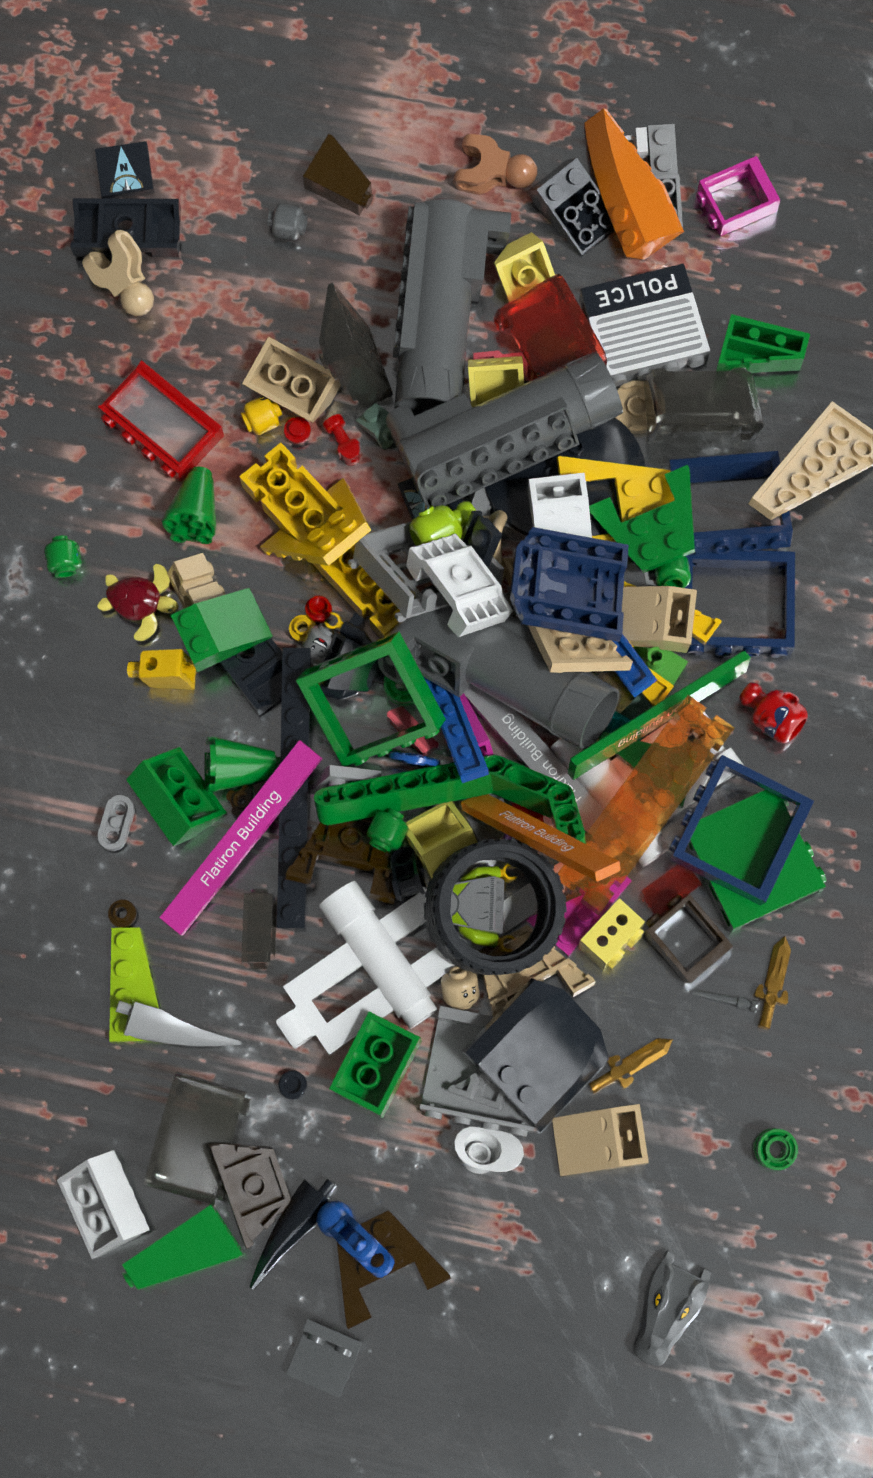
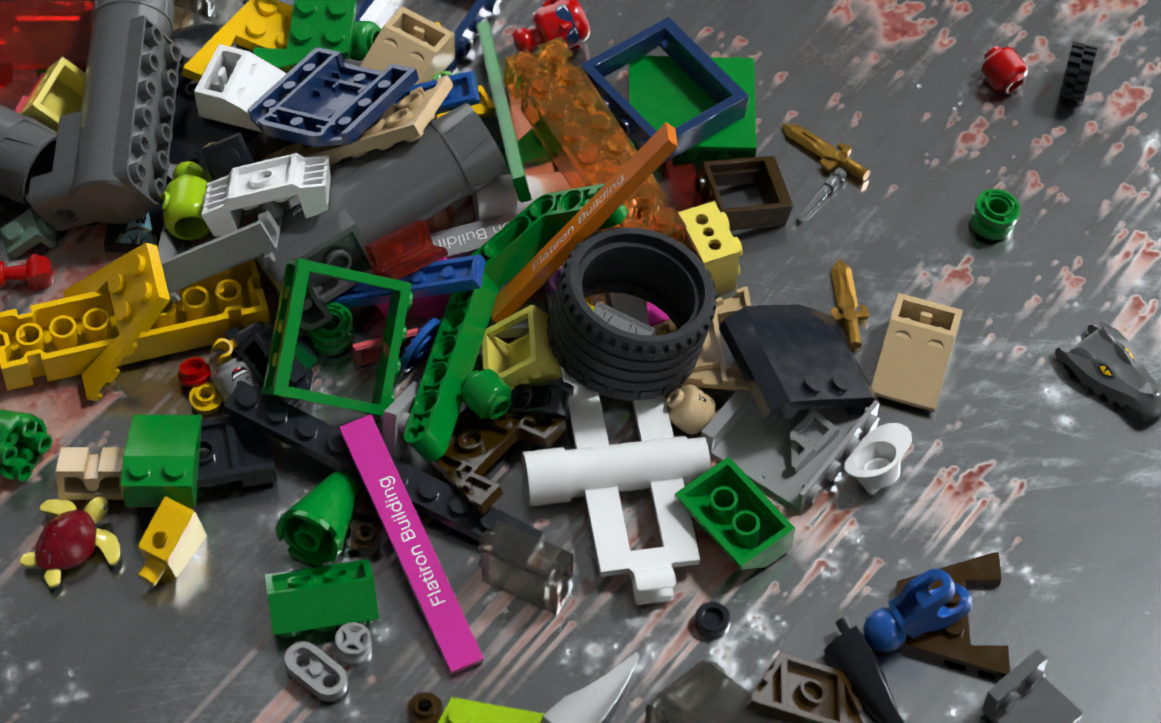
camera: 70 degrees left, 20 degrees down
(146, 833) = (353, 635): none -> light grey wheel
(472, 710) = (404, 251): none -> clear red panel

